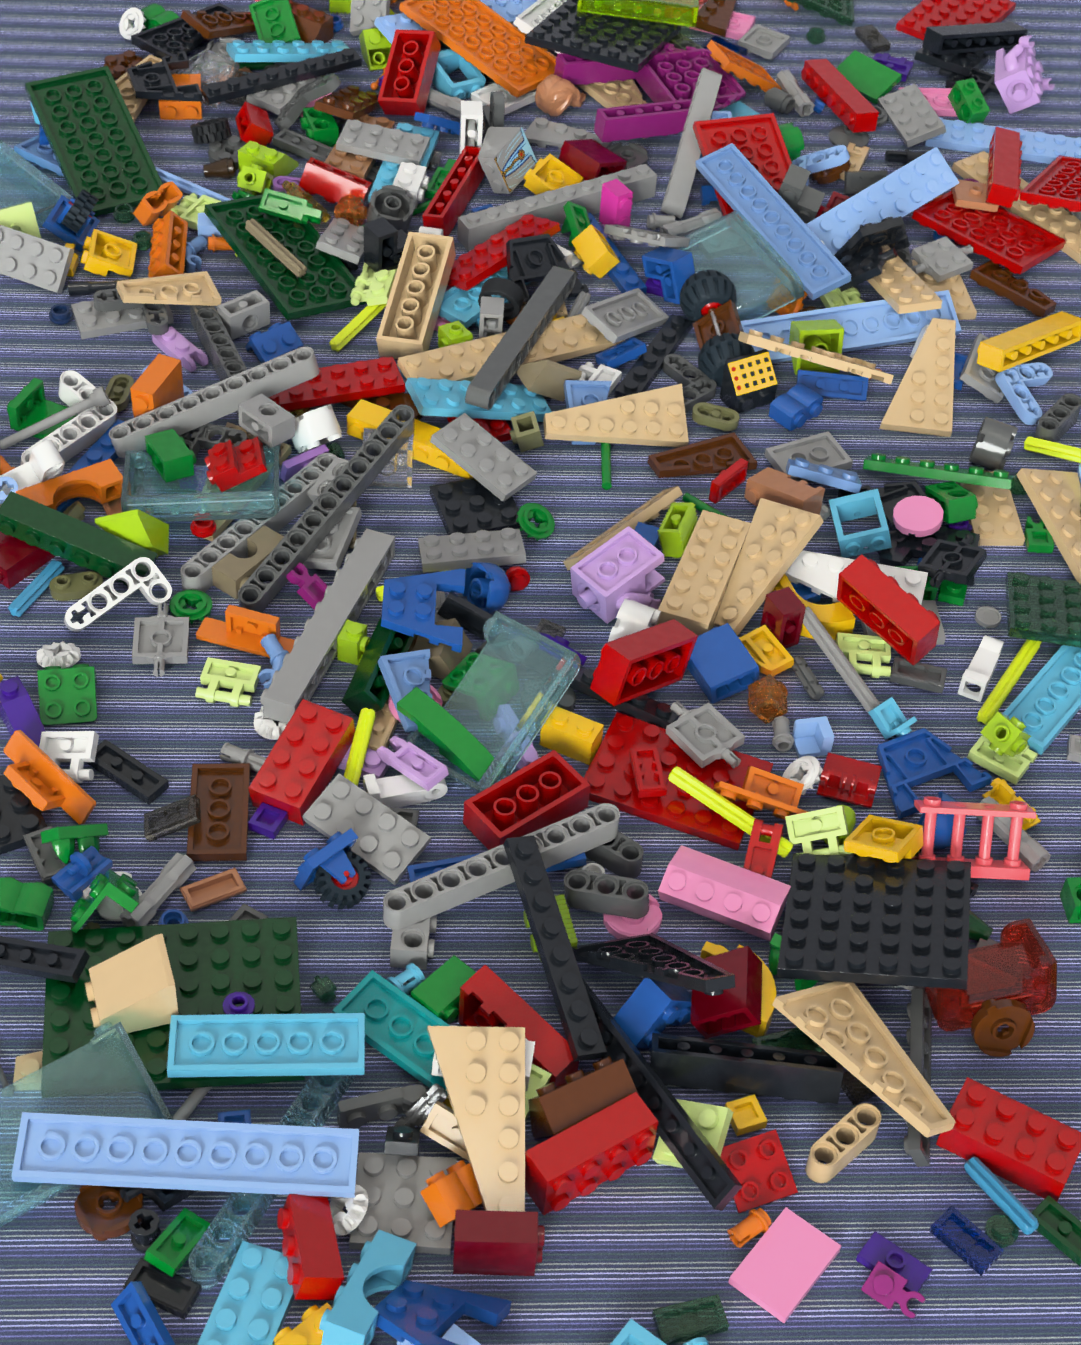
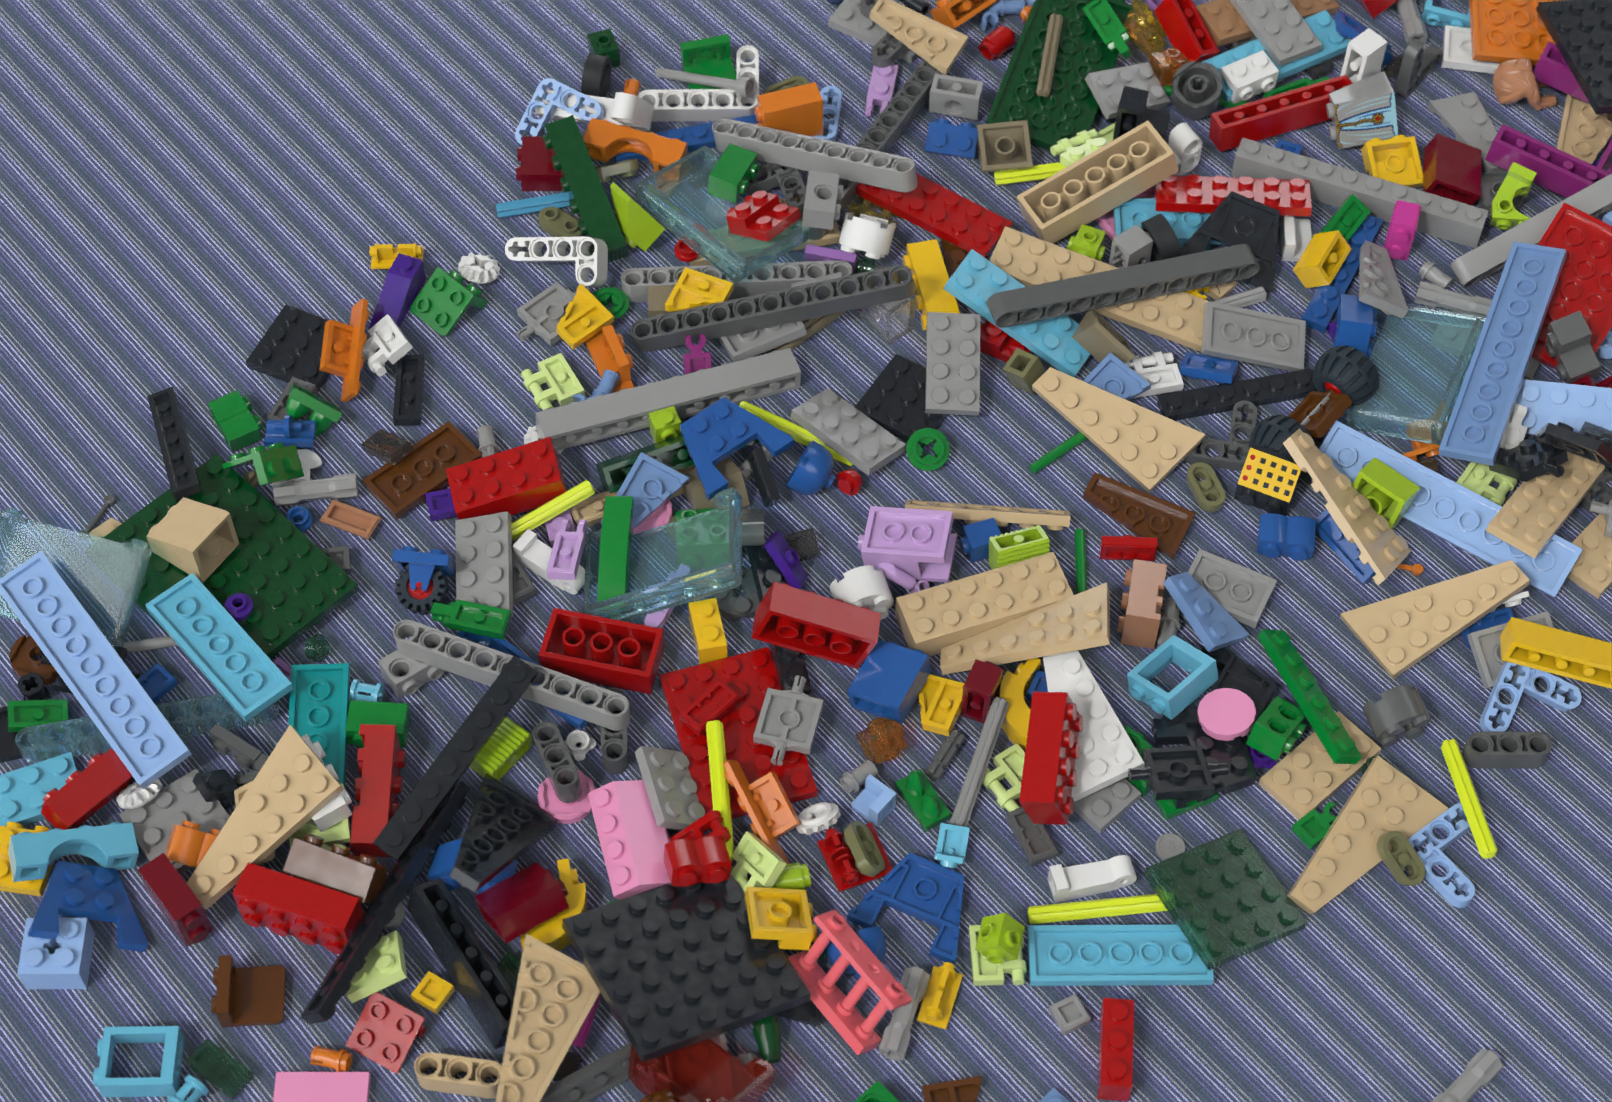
camera: 55 degrees right, 10 degrees up
(192, 621) = (583, 318): none -> yellow wing
(219, 270) = (997, 42): none -> red brick
(258, 539) = (697, 290): none -> yellow wing
(320, 320) = (1004, 146): none -> dark tan slope
(413, 862) = (473, 618): none -> green hinge
(634, 1250) = (248, 994): none -> reddish brown bracket
(641, 144) = (1516, 183): none -> lime tile
(698, 840) = (669, 787): none -> light grey plate
(792, 858) = (697, 861): none -> red brick
(841, 715) = (922, 800): none -> green tile
(843, 763) = (864, 849): none -> olive plate

